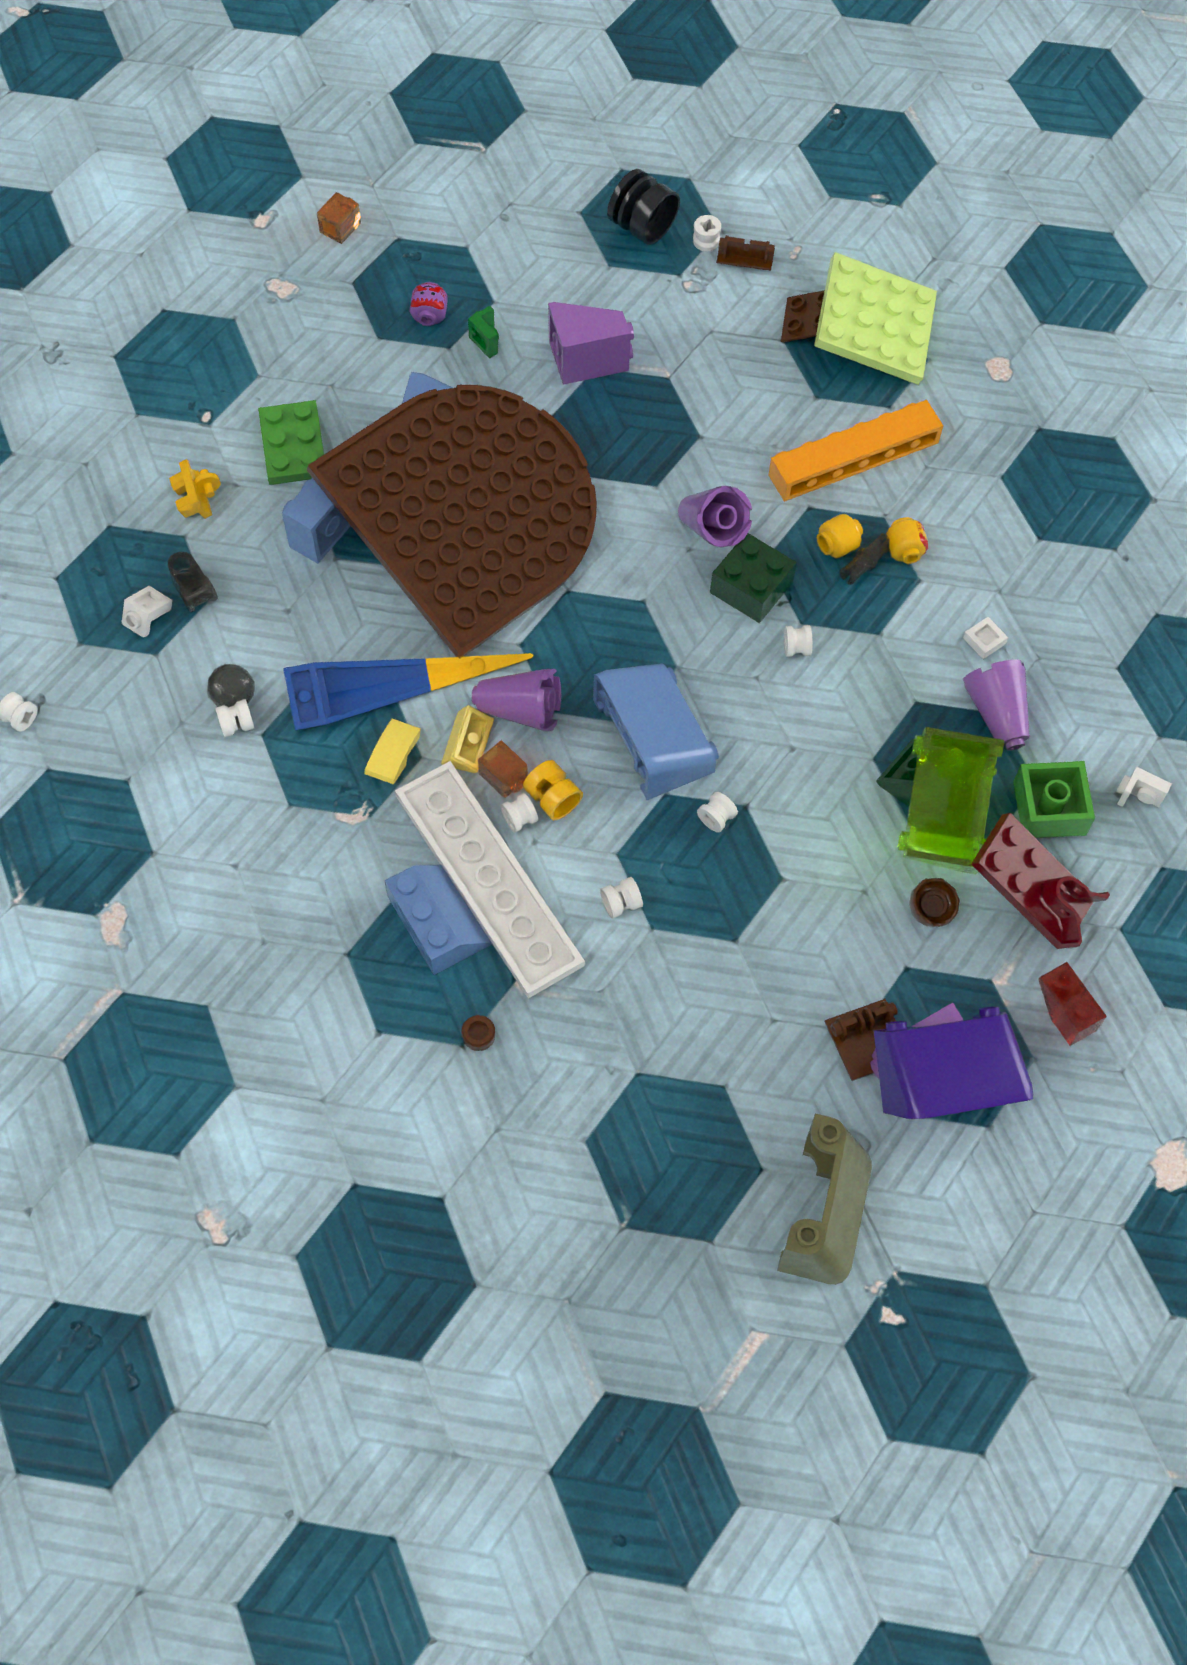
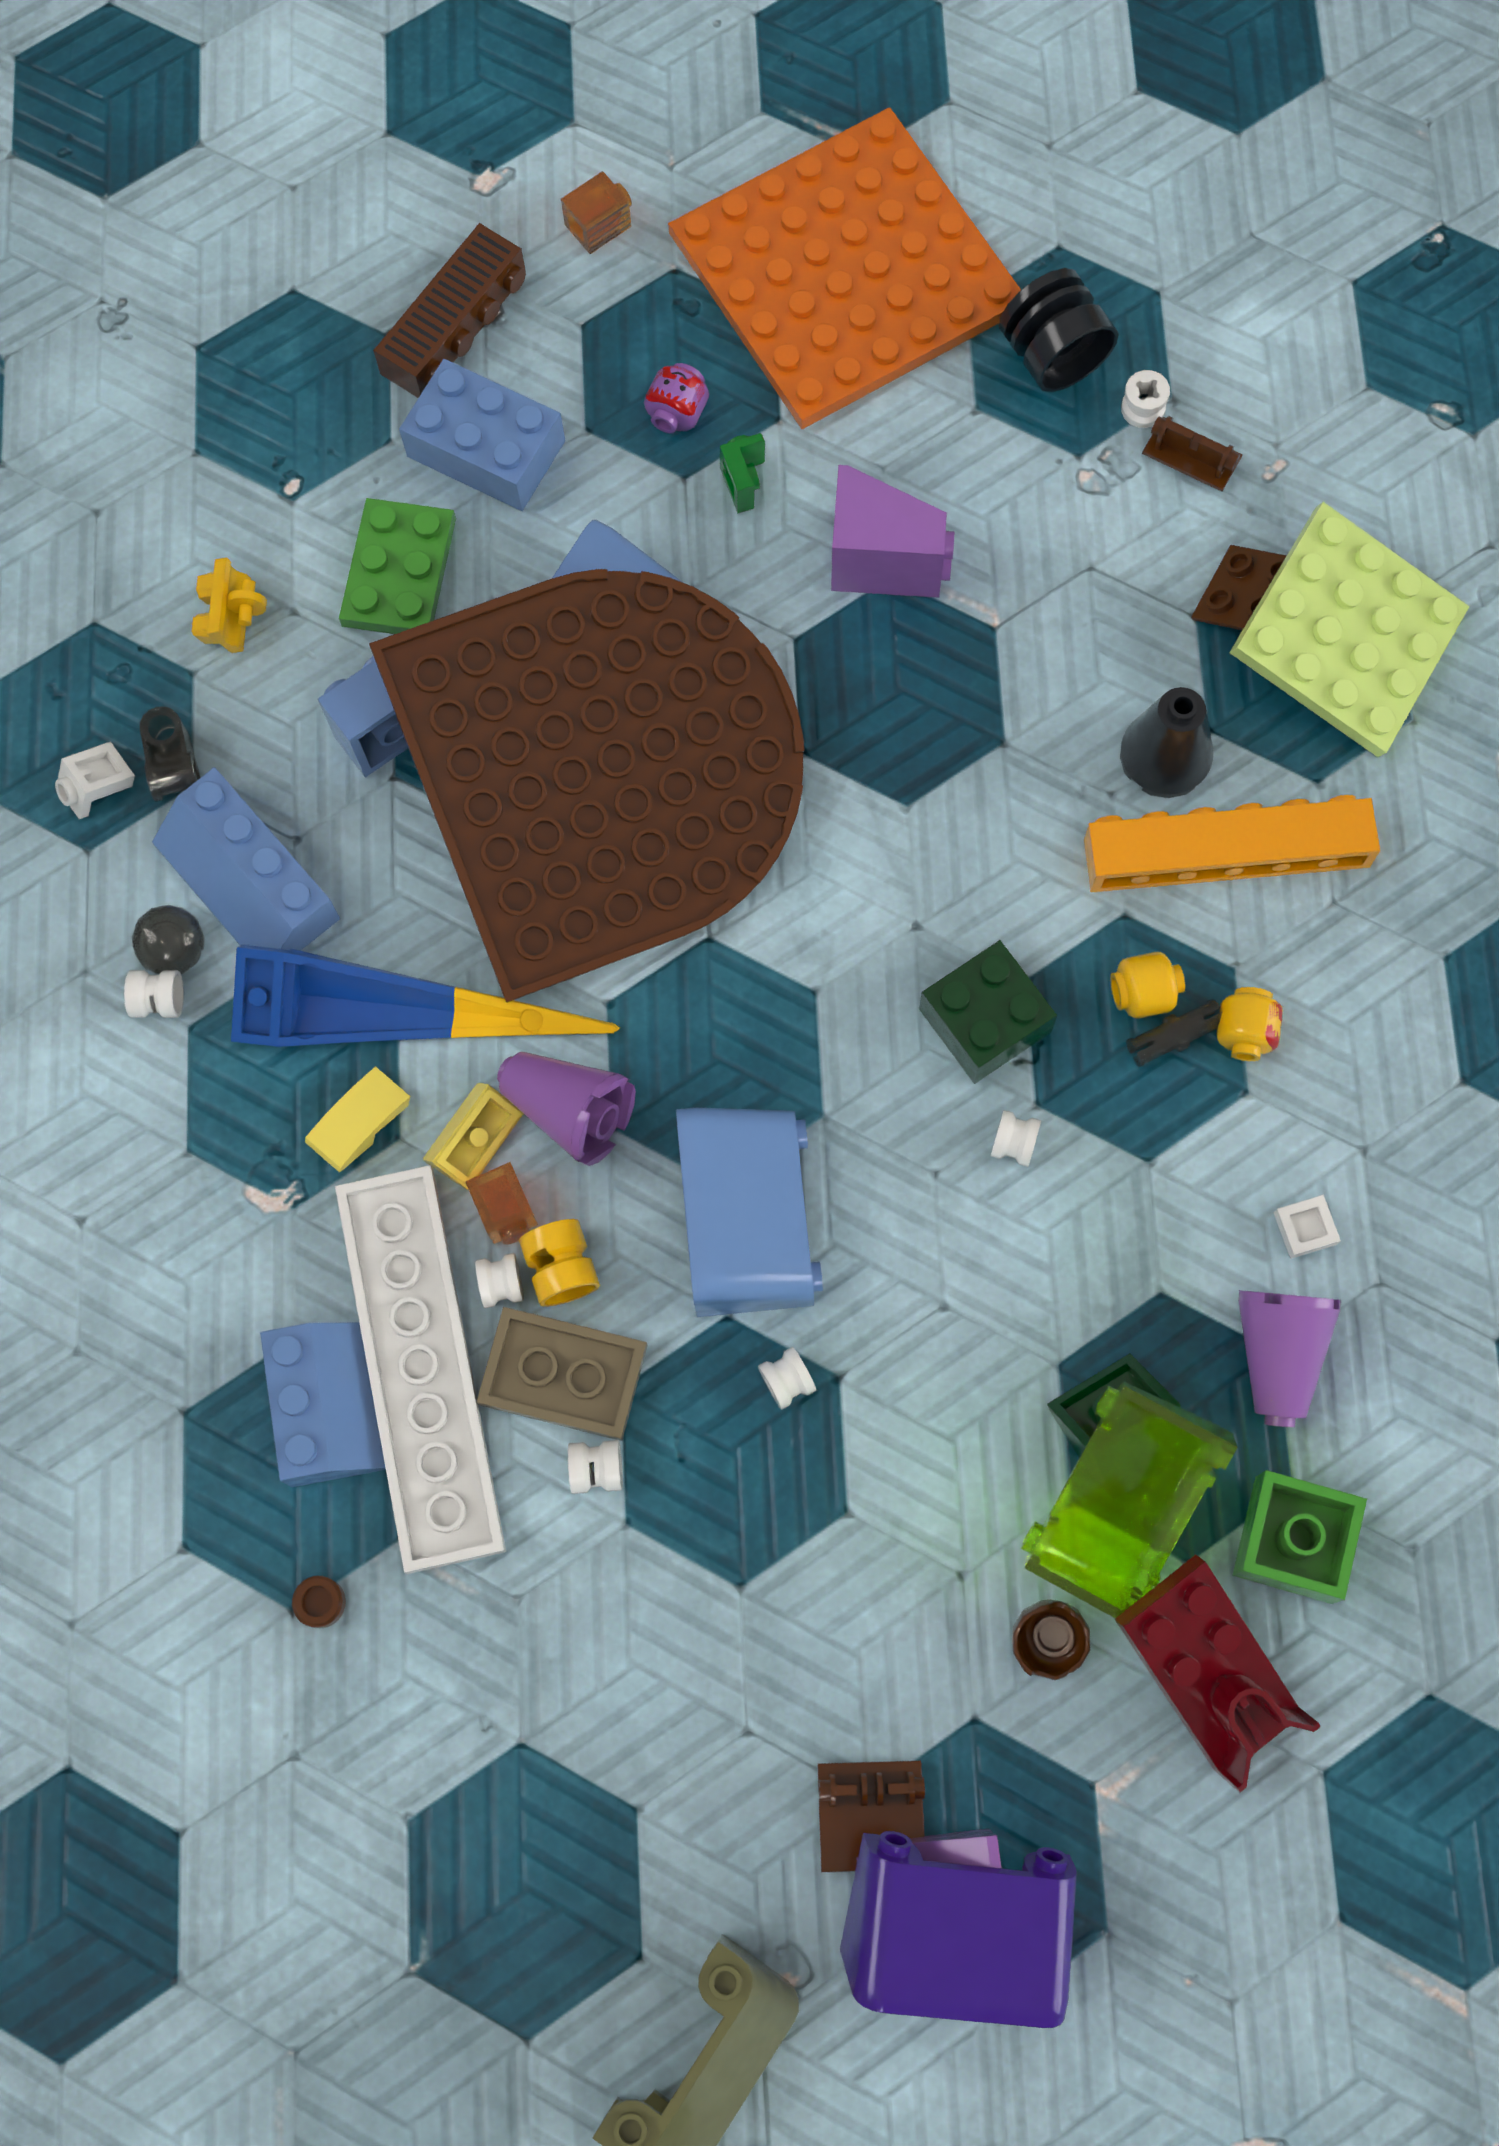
camera: 25 degrees right, 10 degrees up
(262, 630) = (242, 868): none -> medium blue slope
(270, 293) = (451, 309): none -> reddish brown brick
(318, 353) = (482, 434): none -> medium blue brick
(500, 211) = (845, 267): none -> orange plate
(579, 853) = (562, 1373): none -> dark tan plate
(717, 515) = (963, 902): medium lavender cone -> none
(799, 403) = (1169, 745): none -> black cone
(1070, 1004) = (1190, 1877): clear red slope -> none
(1144, 786) = (1456, 1563): white bracket -> none

